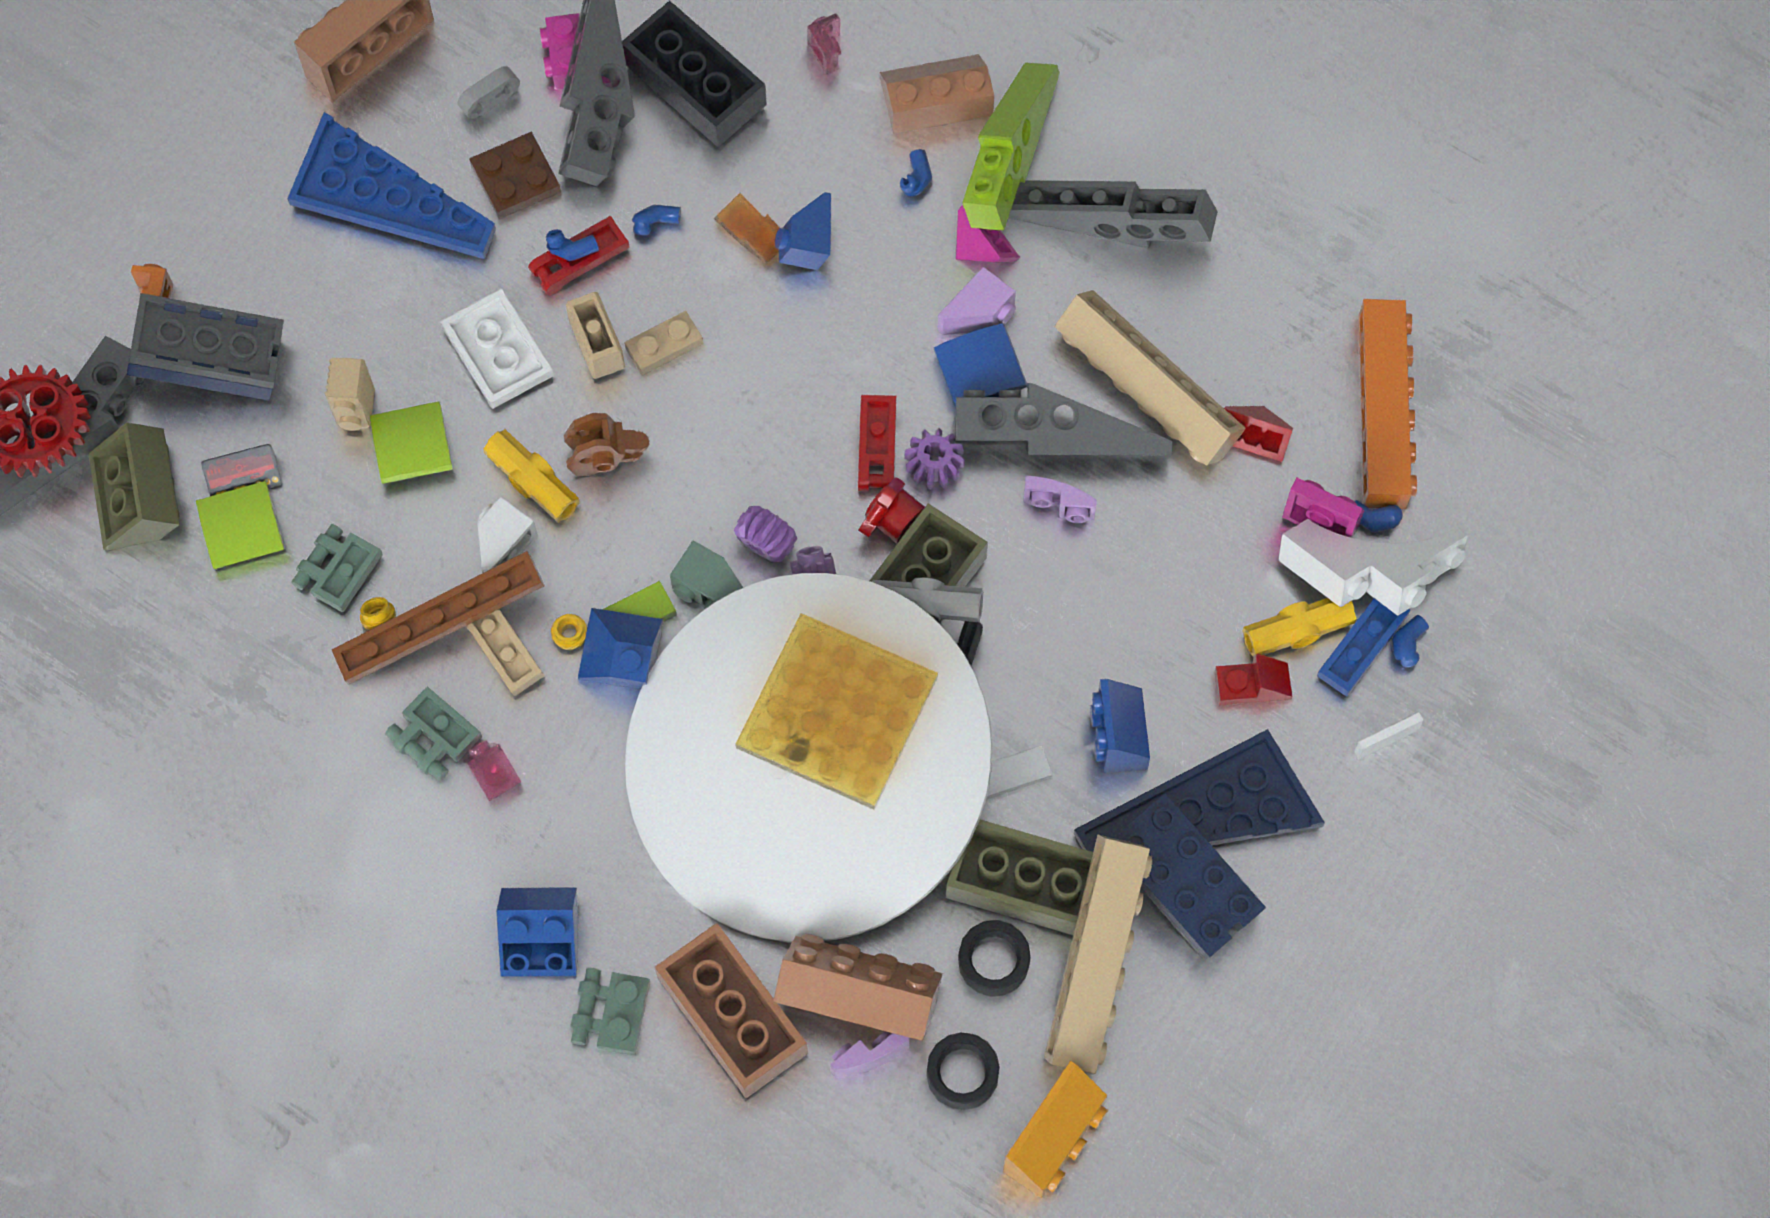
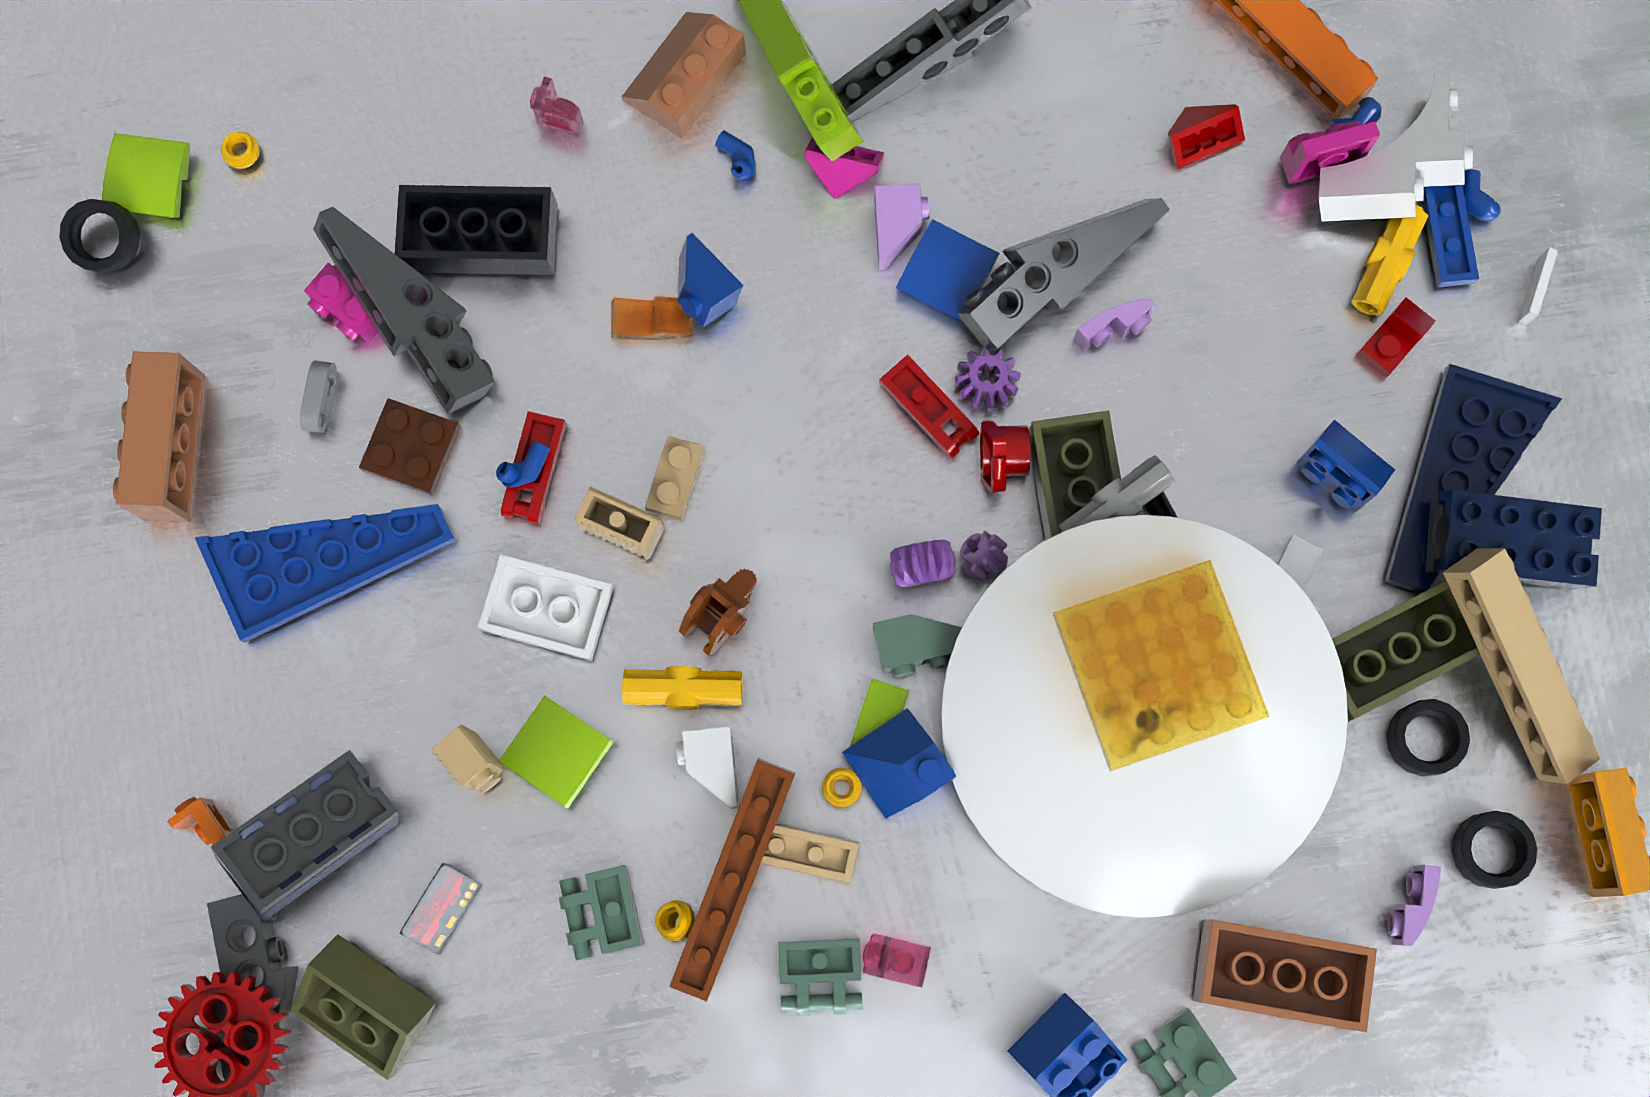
camera: 40 degrees left, 10 degrees up
(239, 525) = (484, 954): lime slope -> none
(653, 214) = (559, 378): blue arm -> none
(858, 986) = (1367, 864): nougat brick -> none
(1149, 378) = (1089, 162): tan brick -> none

